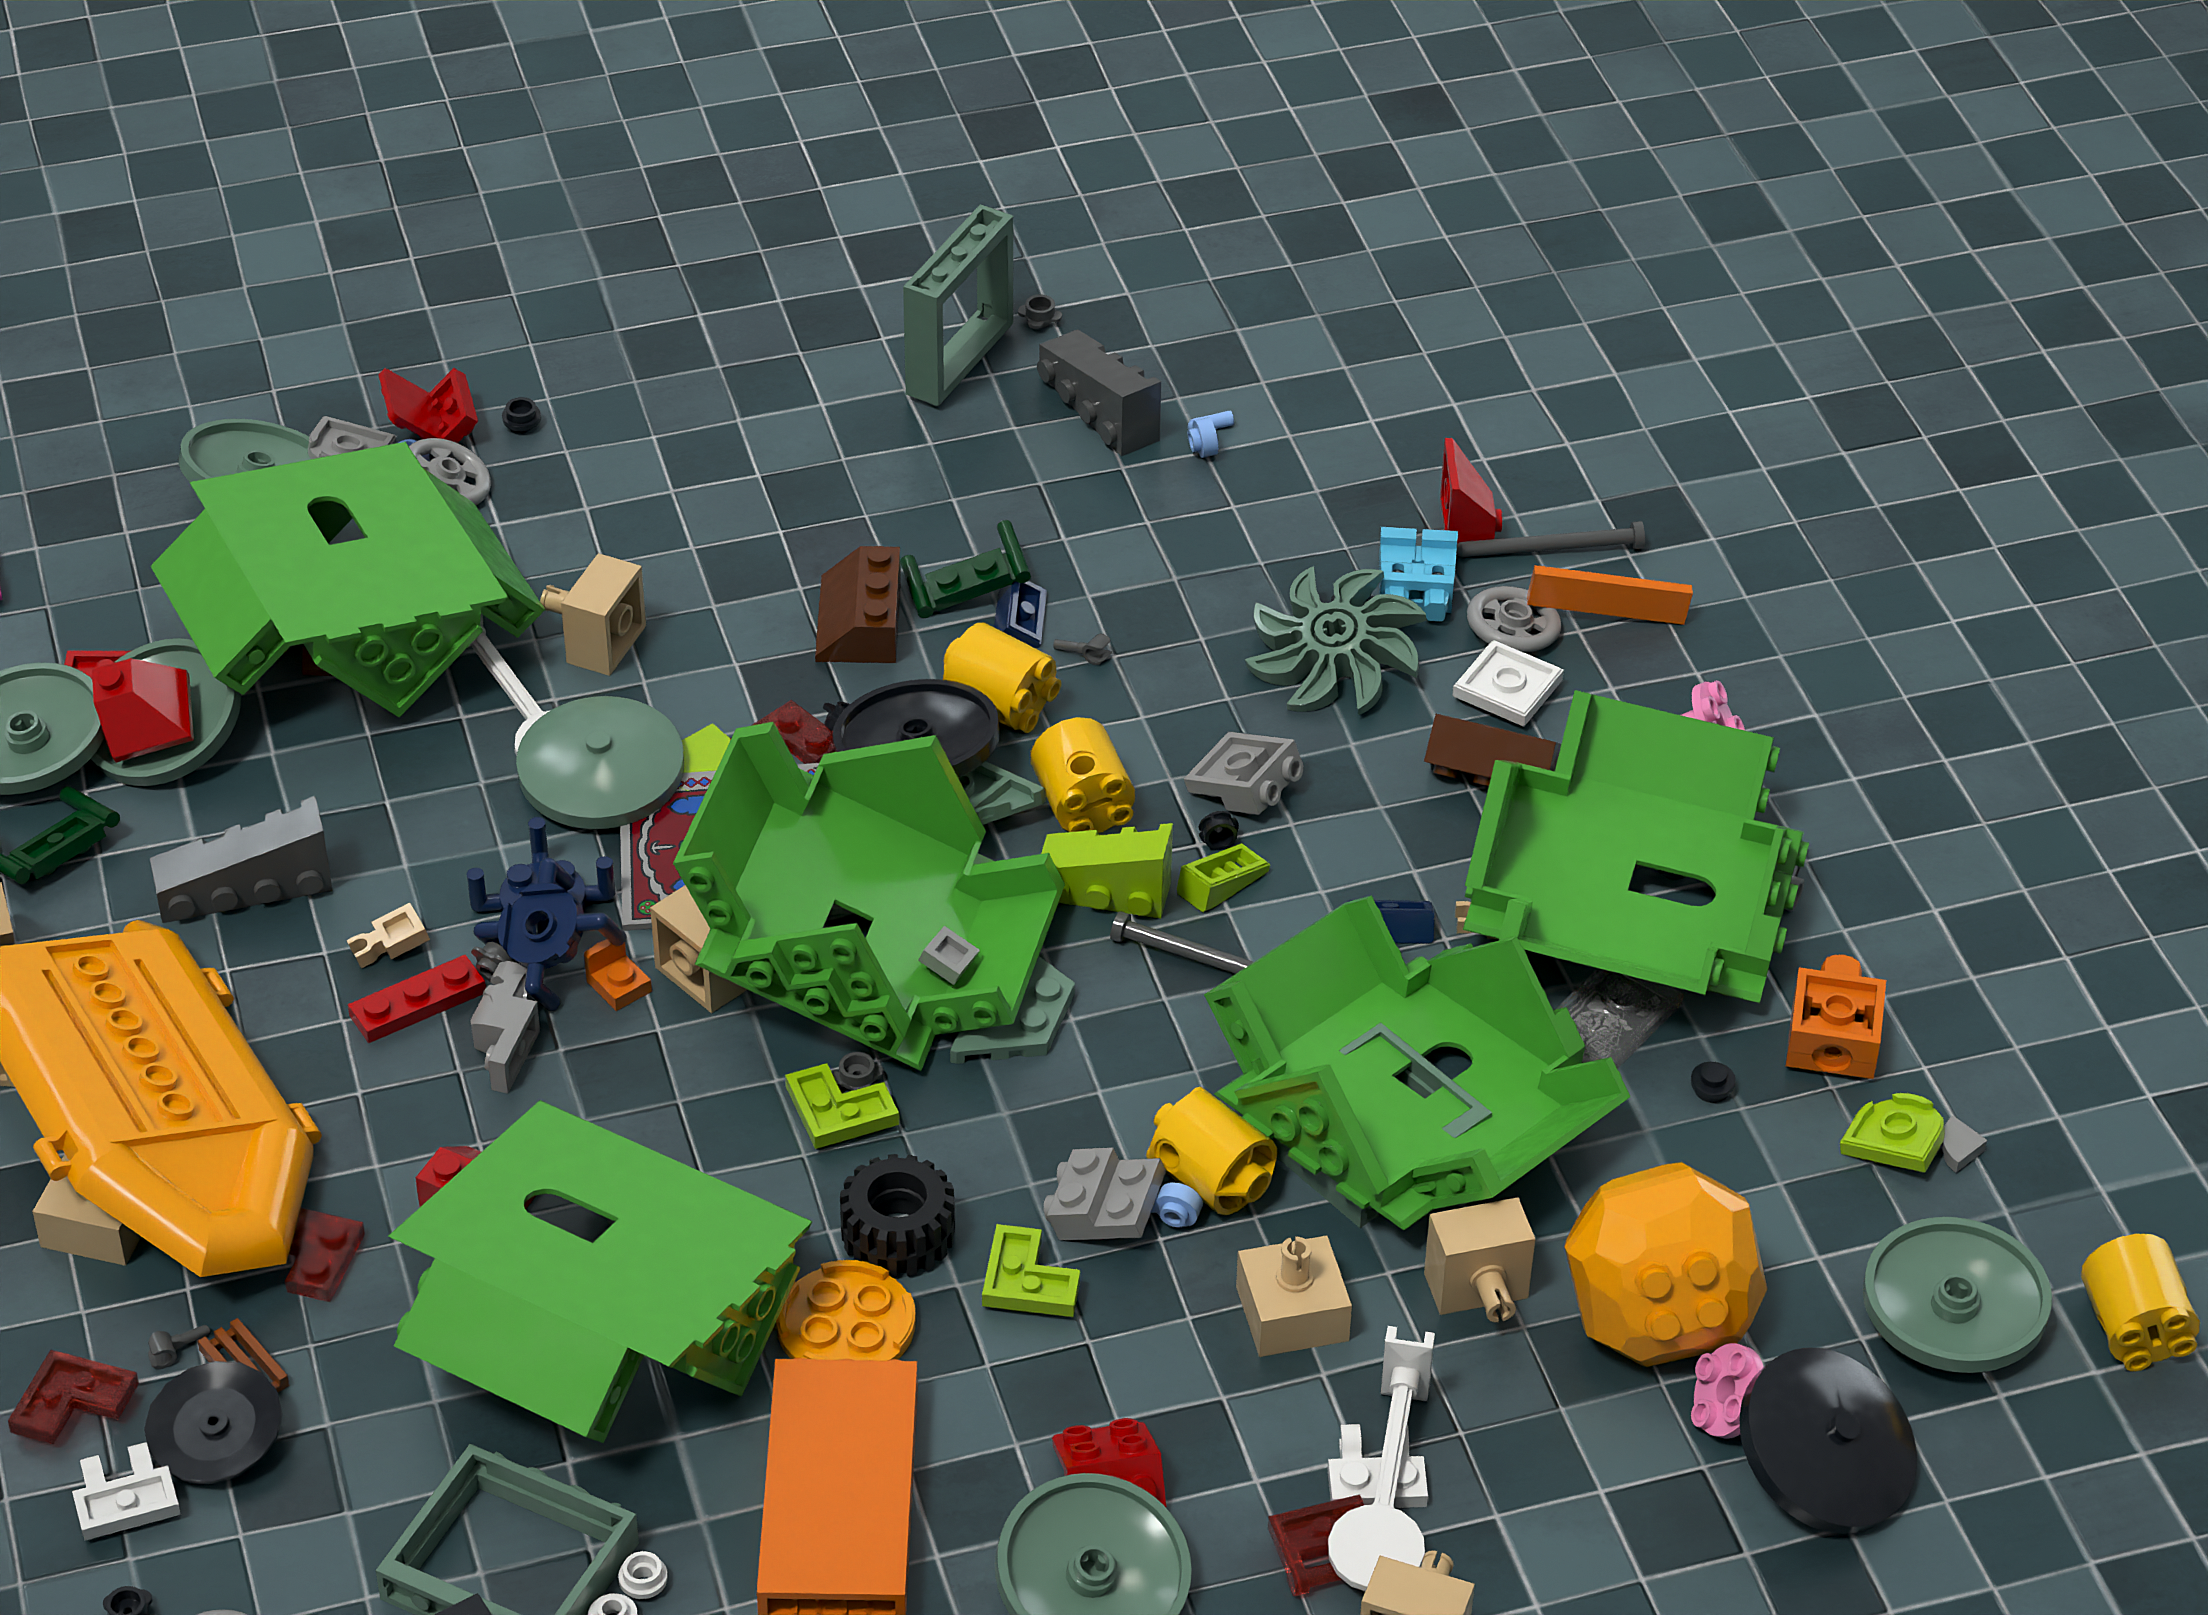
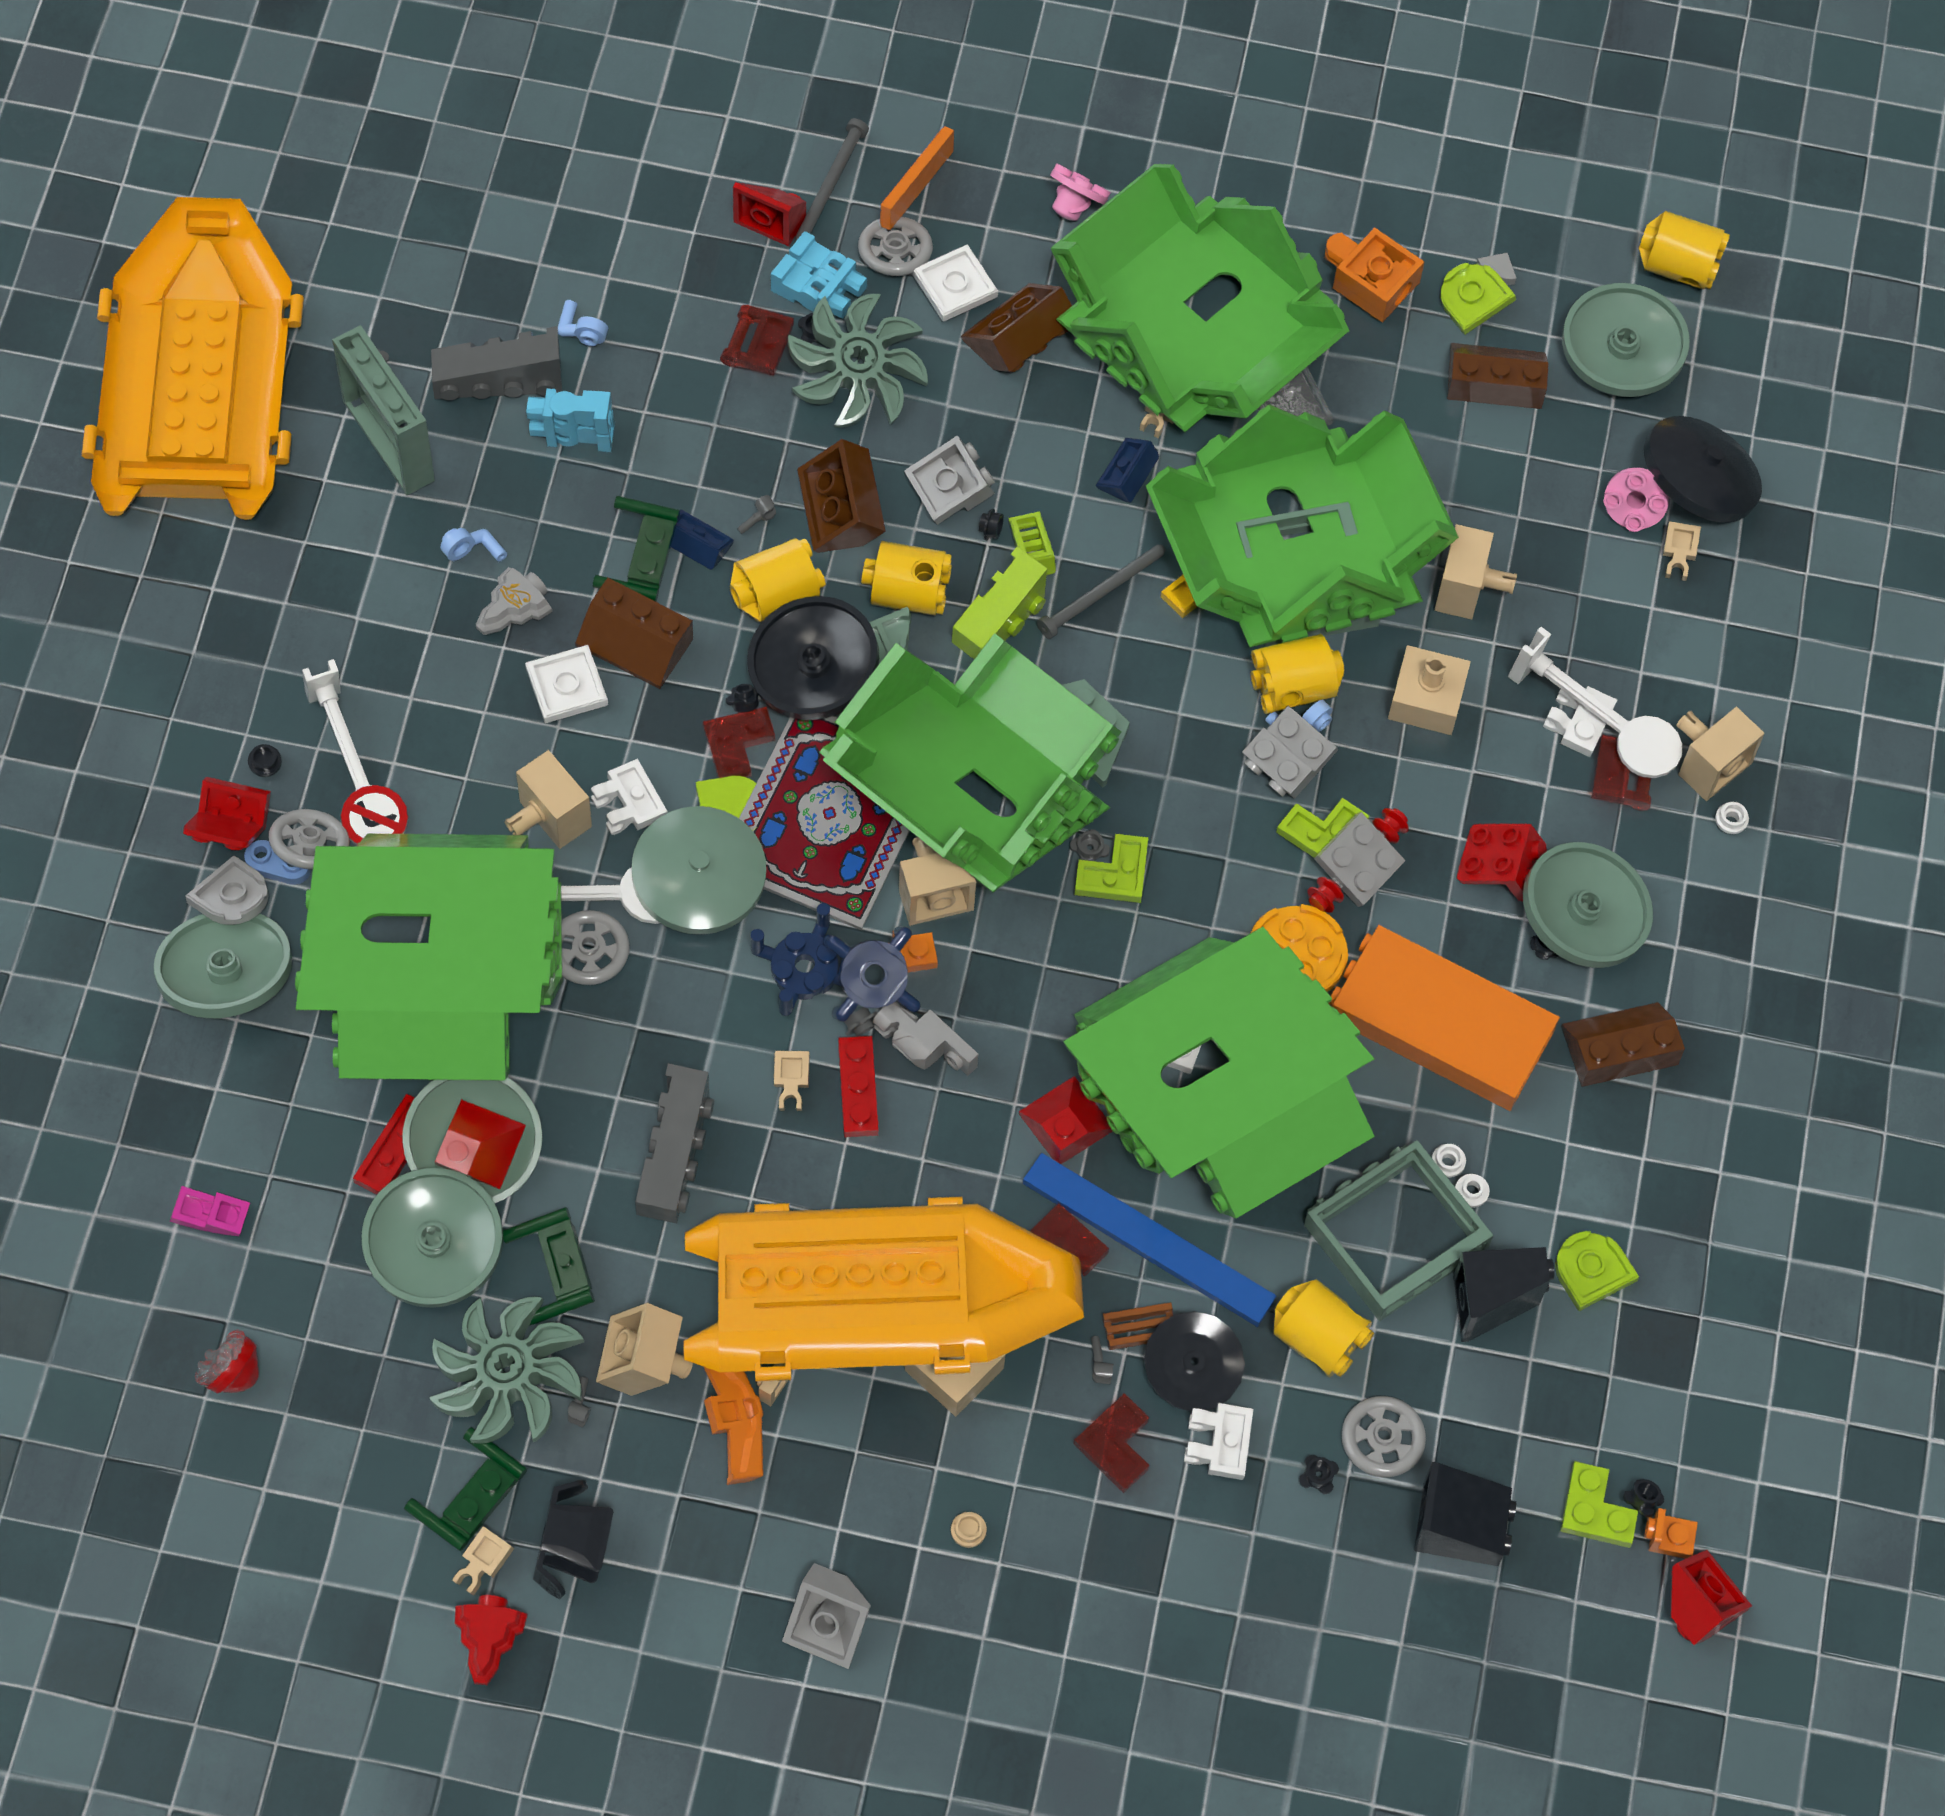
camera: 65 degrees left, 20 degrees up
(316, 1521) = (1321, 1326): none -> yellow cylinder
(361, 1336) = (1150, 1240): none -> blue tile
(457, 725) = (617, 952): none -> light grey plate
(519, 509) = (370, 806): none -> white piece
(663, 680) = (636, 794): none -> white plate
(763, 584) = (566, 684): none -> white plate
(832, 510) = (514, 601): none -> light grey rock
(871, 446) = (459, 542): none -> light blue plate
(887, 206) = (194, 363): none -> light orange piece
(895, 1188) = (1247, 856): black tyre -> none
(948, 955) = (1033, 739): light grey plate -> none
(1005, 1319) = (1359, 859): none -> light grey plate
(1080, 459) = (572, 418): none -> medium azure hips
(1157, 697) = (841, 498): none -> reddish brown slope
(1286, 560) = (766, 344): none -> clear red plate
(1665, 1265) = (1544, 475): light orange rock -> none
(1707, 1474) = (1681, 545): none -> tan plate
(1712, 1081) = (1374, 368): black plate -> none
(1801, 1195) = (1497, 376): none -> reddish brown slope

